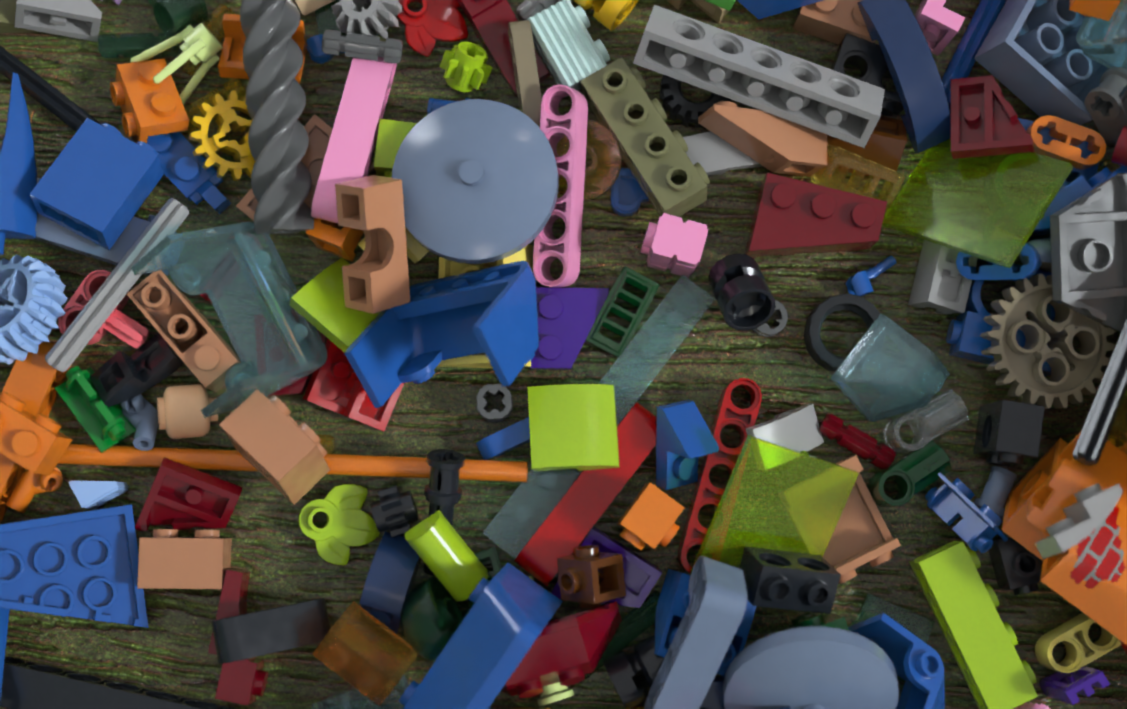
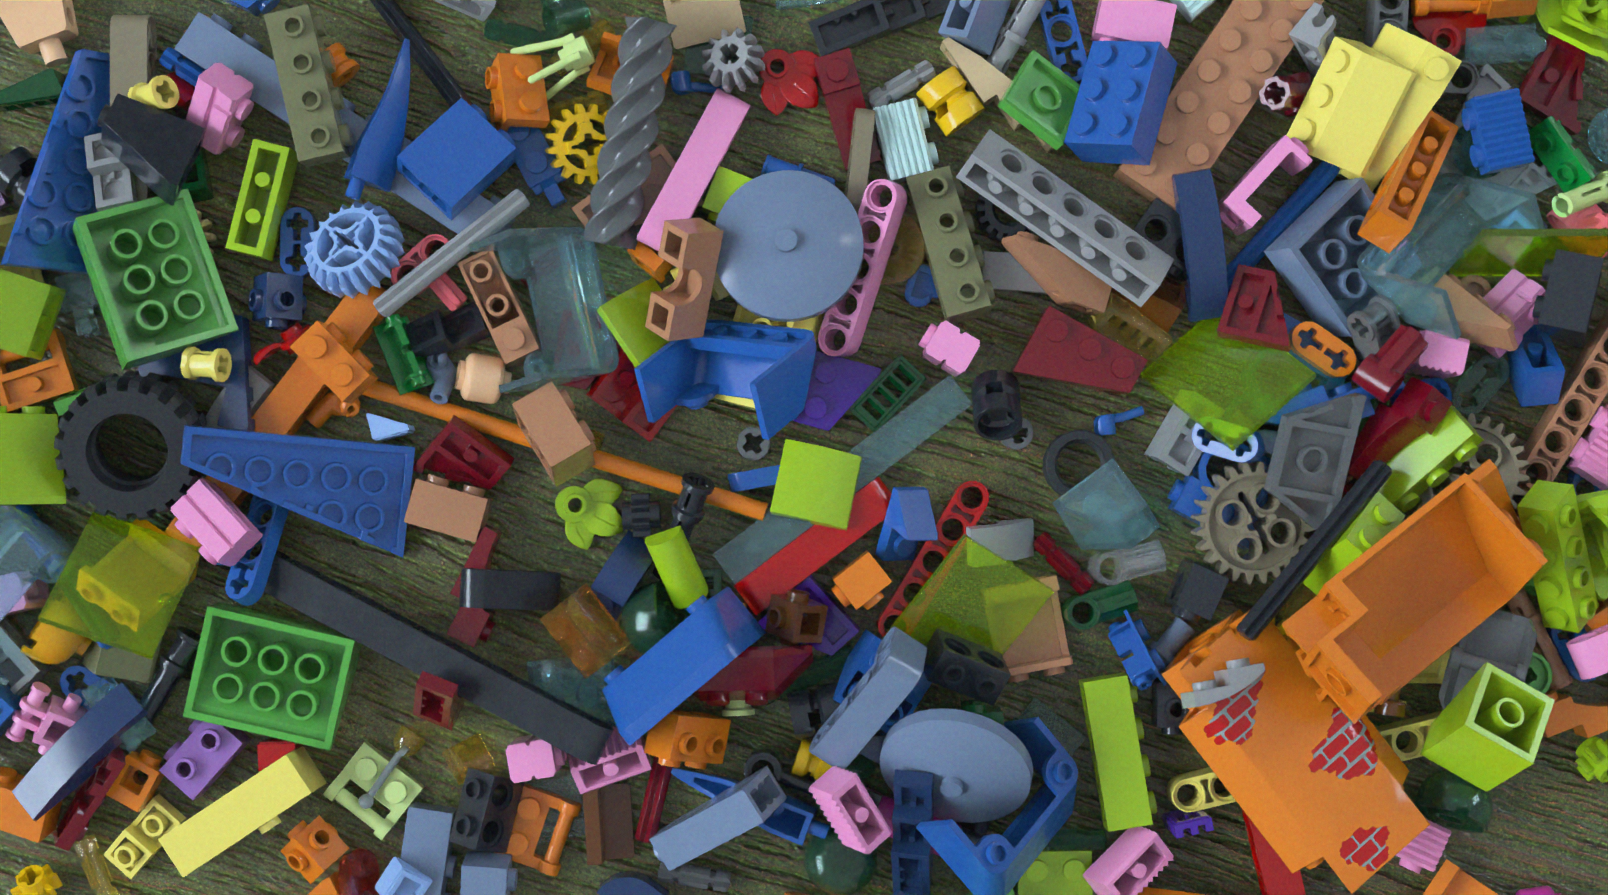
camera: 20 degrees right, 5 degrees up
(362, 46) = (720, 95): dark grey axle -> none
(465, 67) = (807, 135): lime gear -> none

